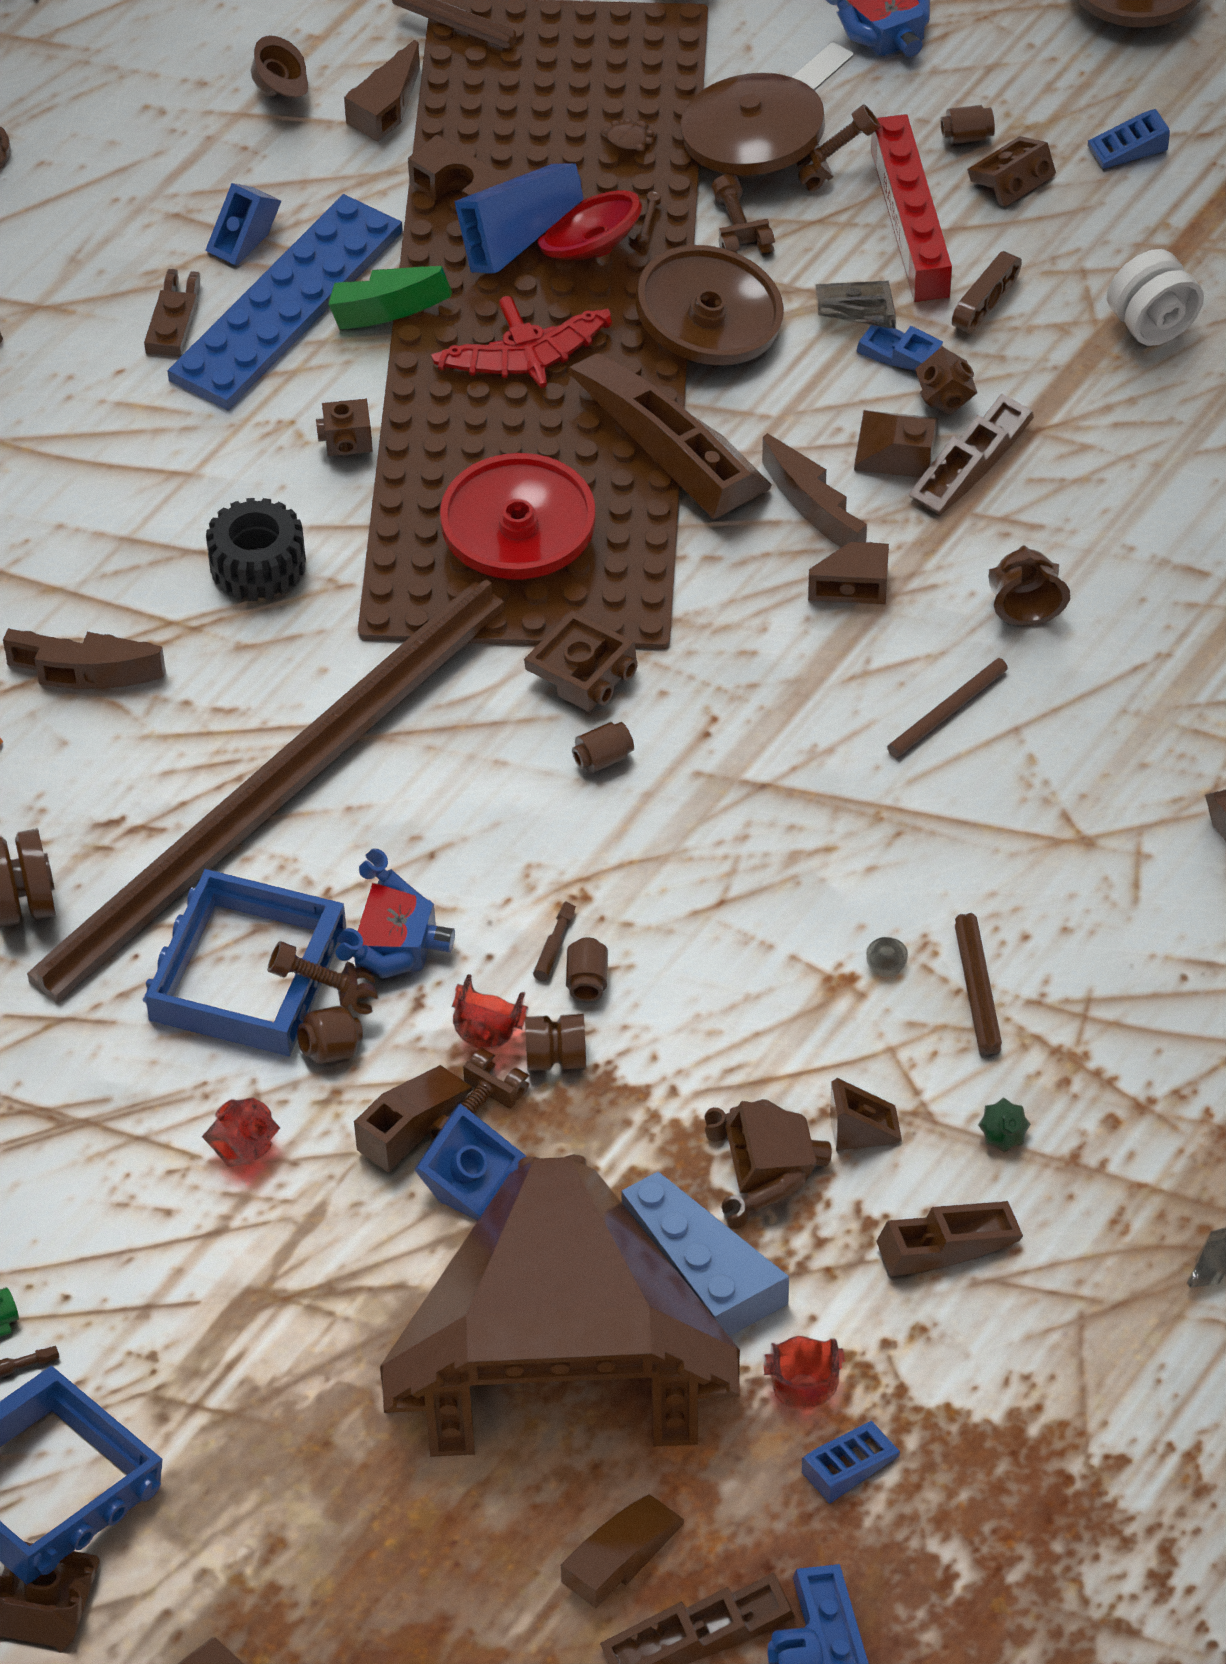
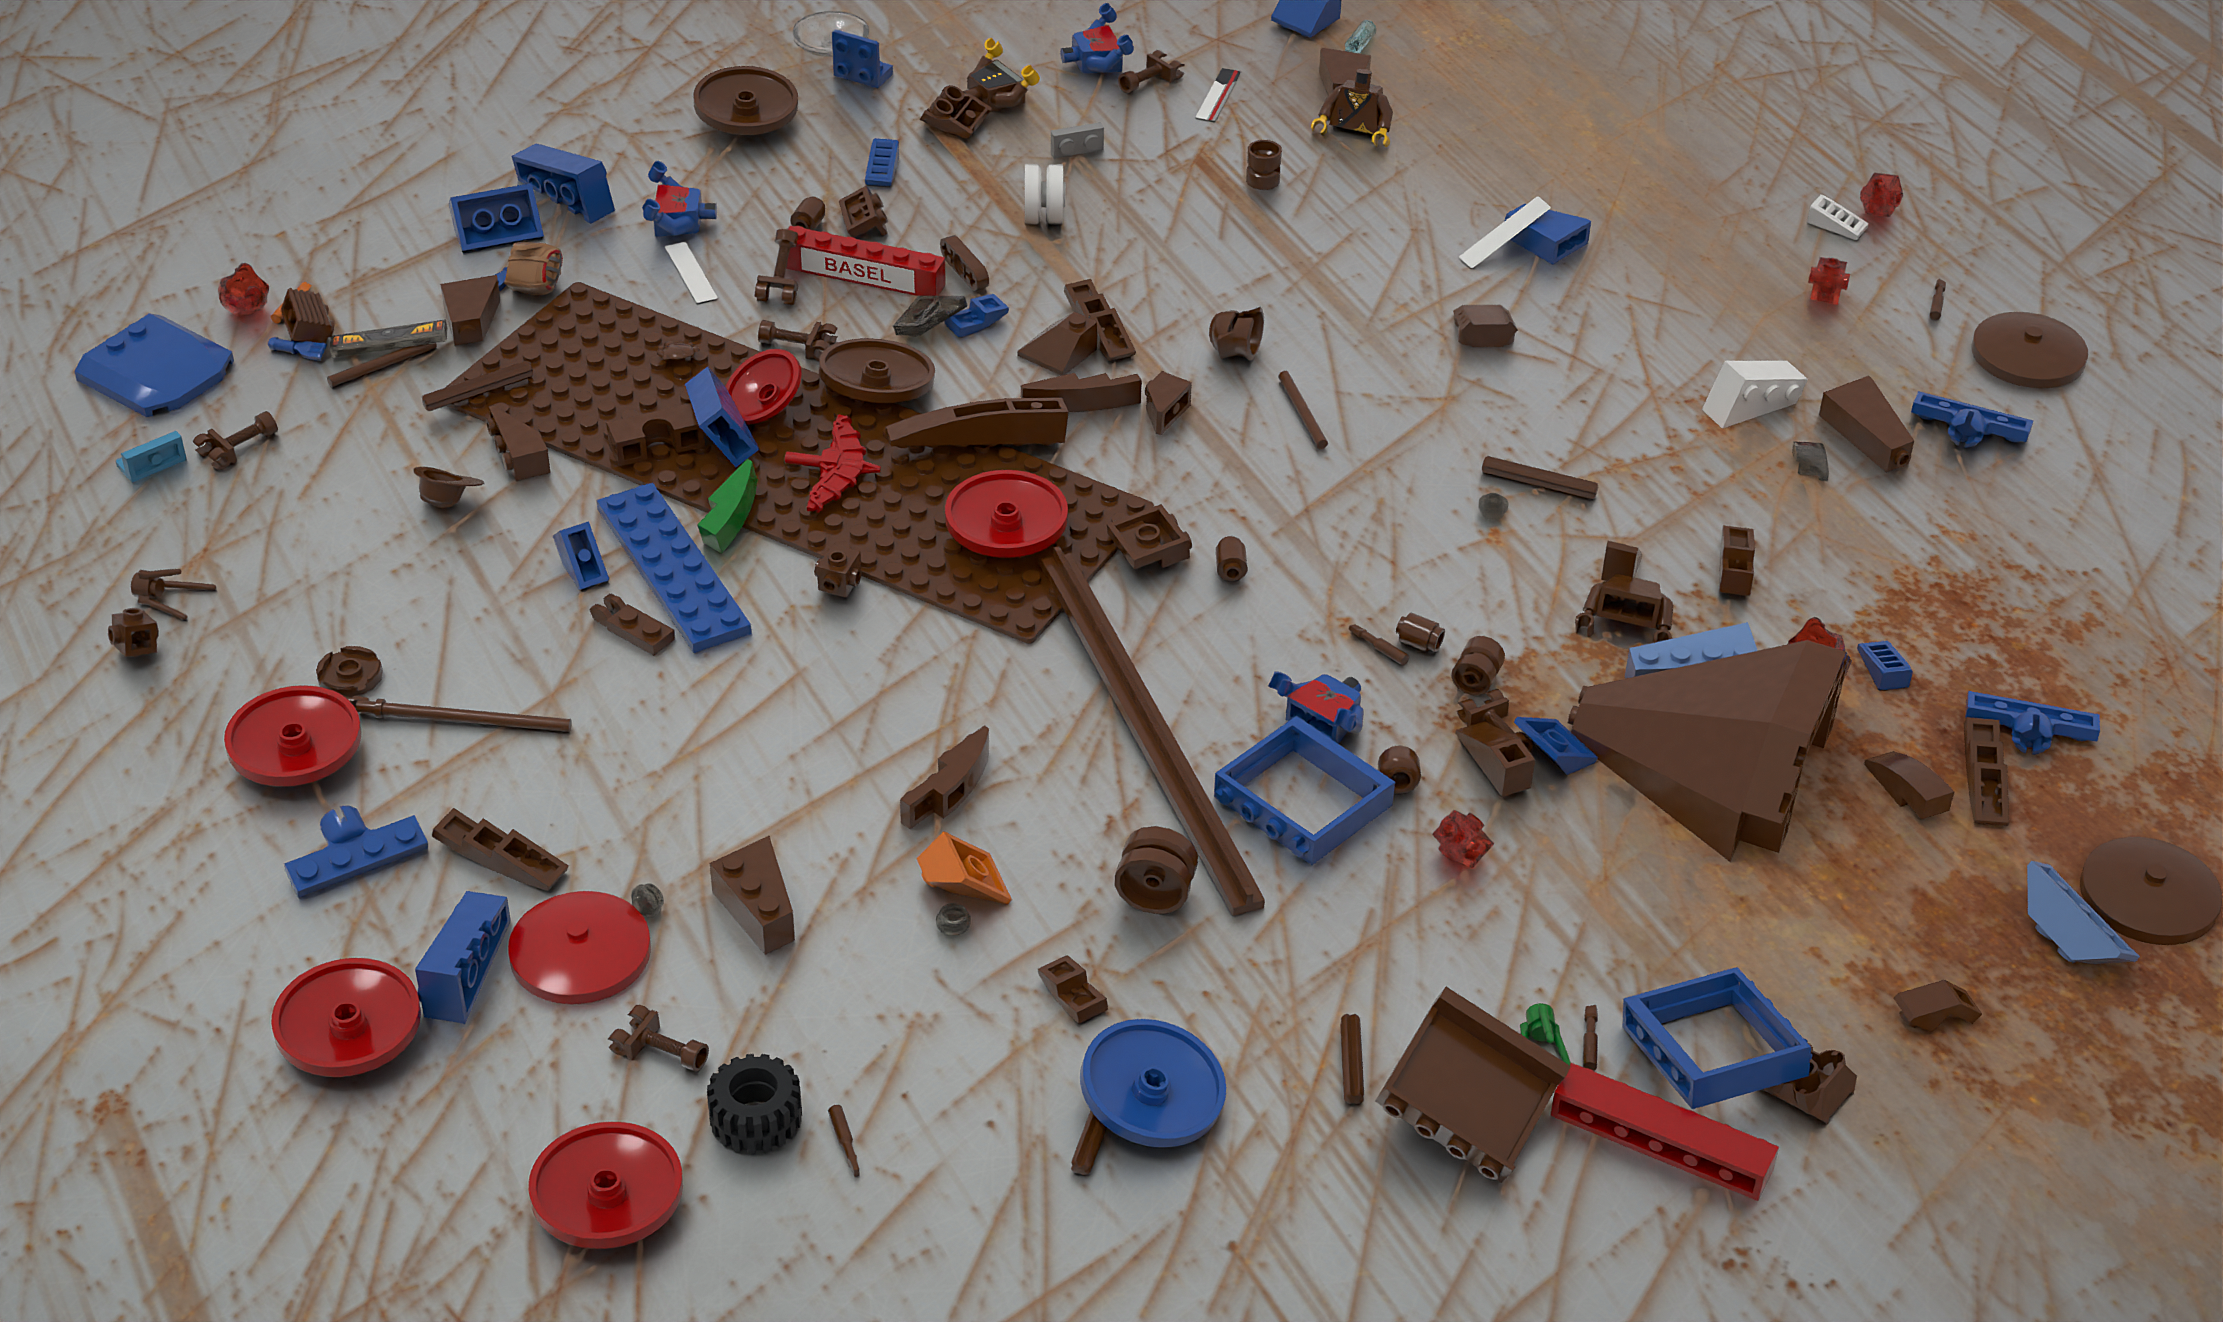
camera: 65 degrees left, 10 degrees down
(256, 571) = (919, 653): black tyre -> none
(284, 960) = (1345, 749): reddish brown bar -> none
(486, 1019) = (1440, 689): clear red cap -> none
(753, 123) = (726, 293): reddish brown dish -> none
(946, 381) = (1026, 306): reddish brown brick -> none
(1004, 1124) = (1664, 503): dark green piece -> none

